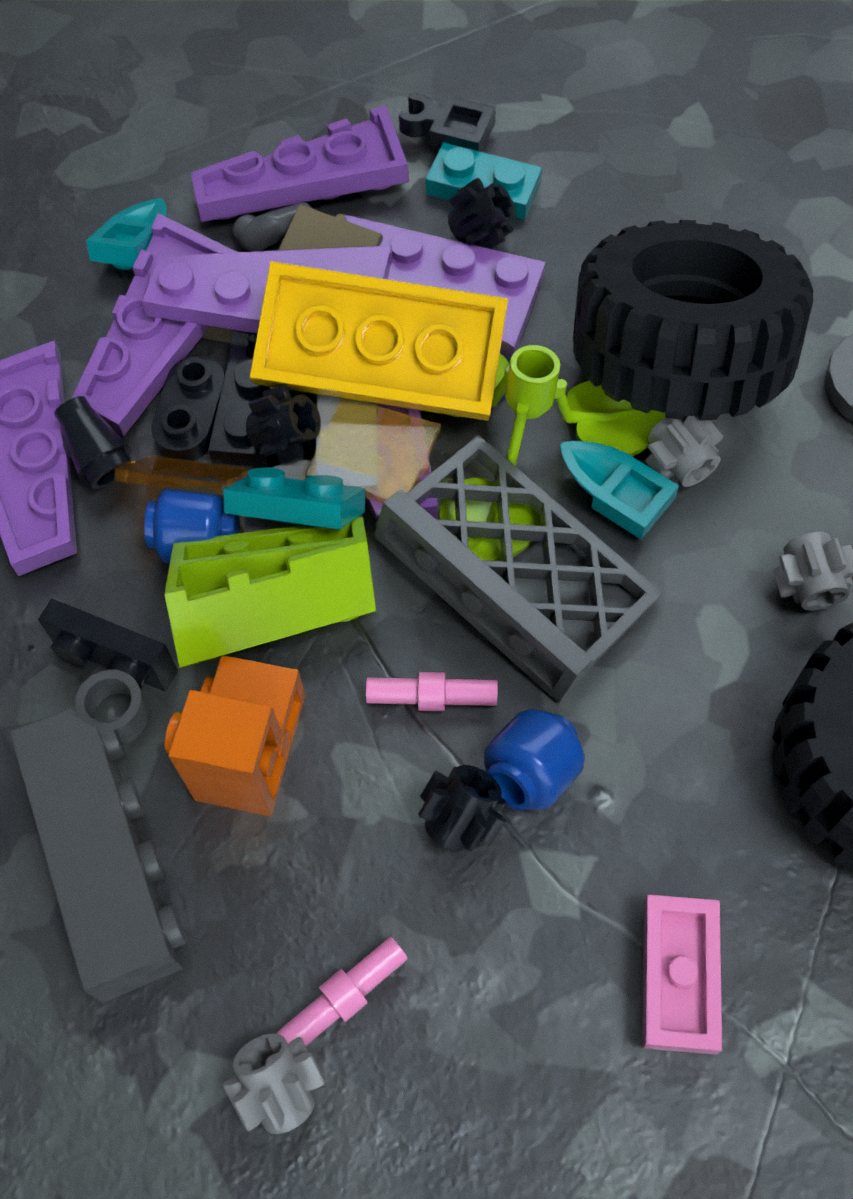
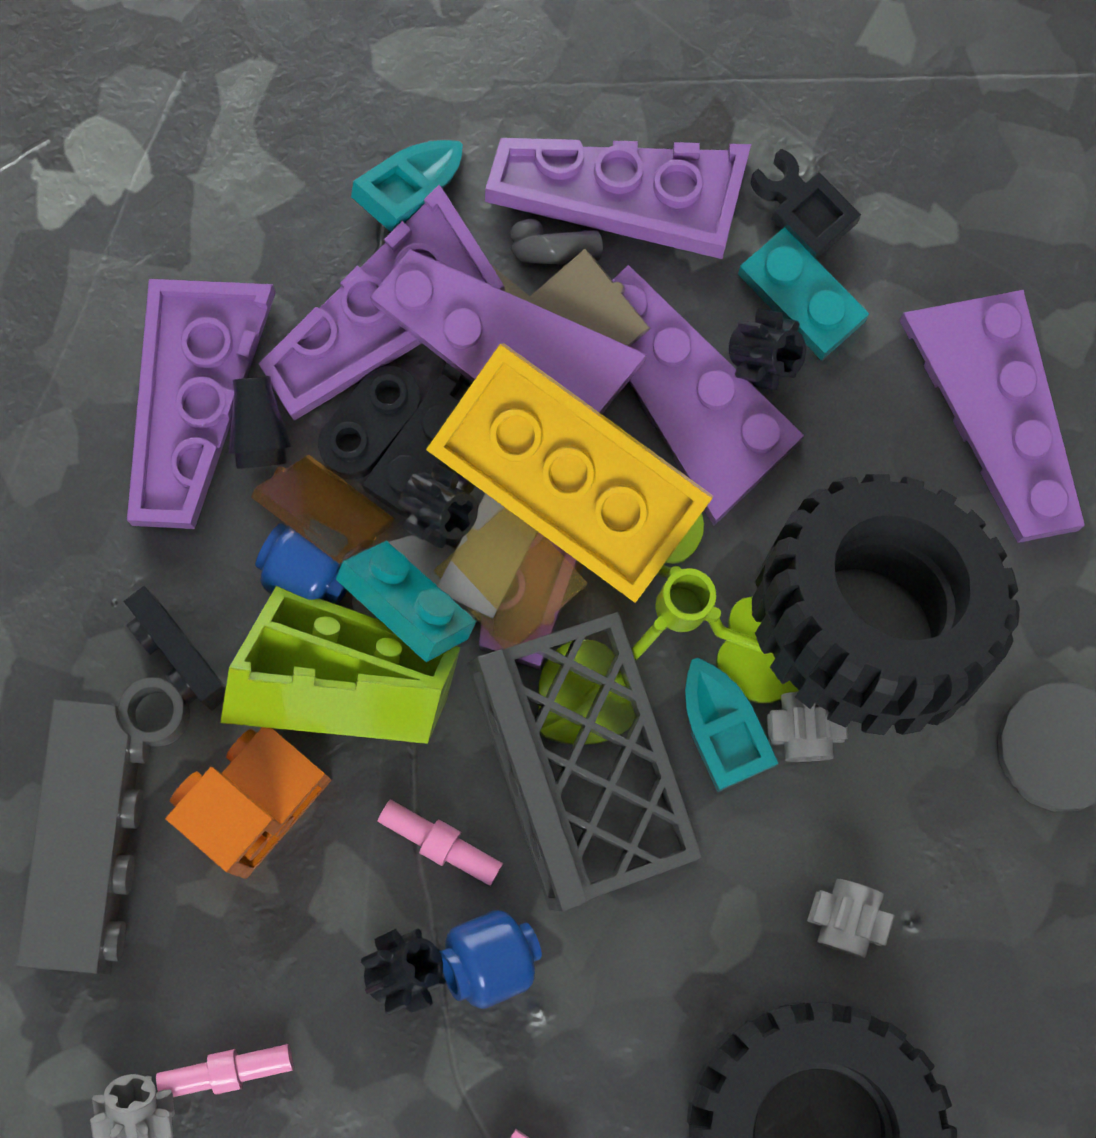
camera: 25 degrees right, 15 degrees up
(671, 179) = (998, 391): none -> medium lavender wing

